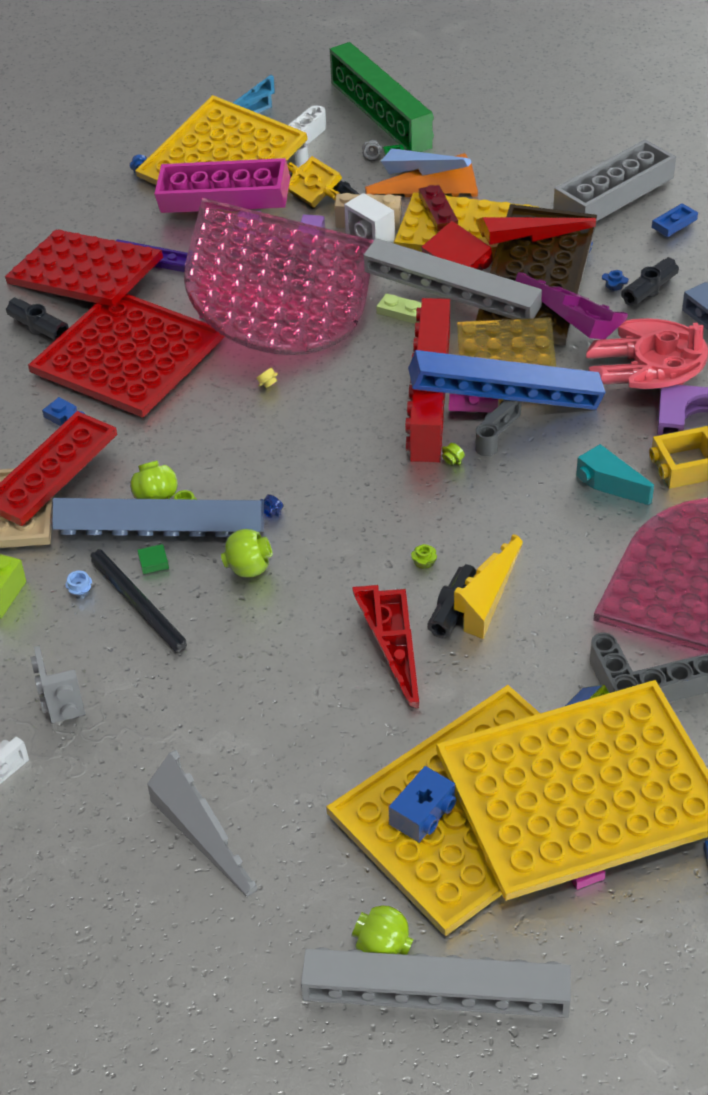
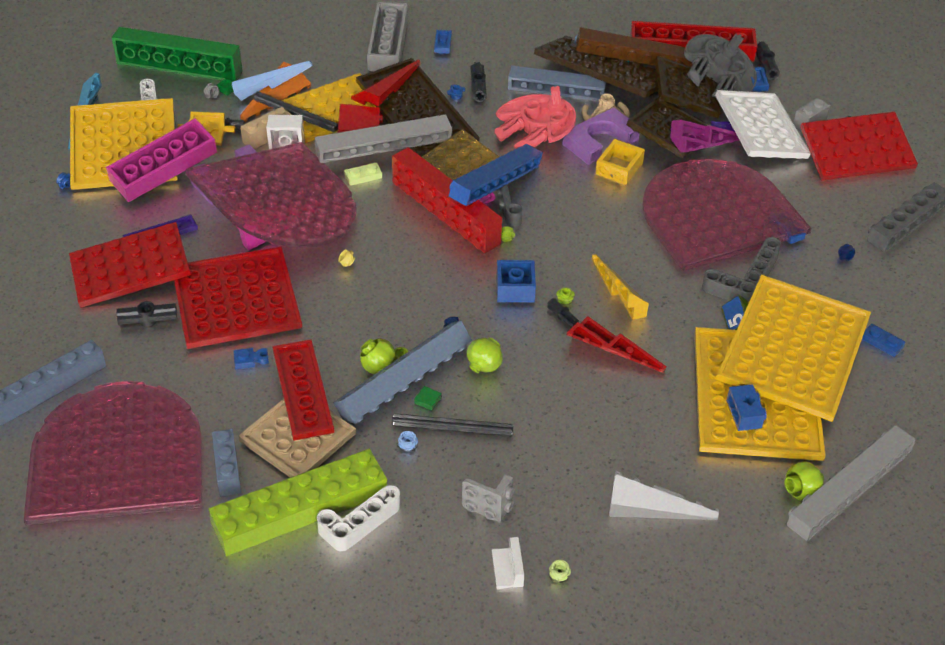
camera: 50 degrees left, 0 degrees up
(25, 803) = (559, 565): none -> yellowish green plate
(384, 504) = (516, 281): none -> blue brick
(394, 569) = (562, 312): none -> black axle
(411, 207) = (307, 116): none -> black axle
(437, 206) = (308, 102): dark red plate -> none
(444, 616) = (613, 306): black piece -> none
(582, 313) = (472, 116): magenta wedge -> none
(613, 476) = (598, 194): teal slope -> none

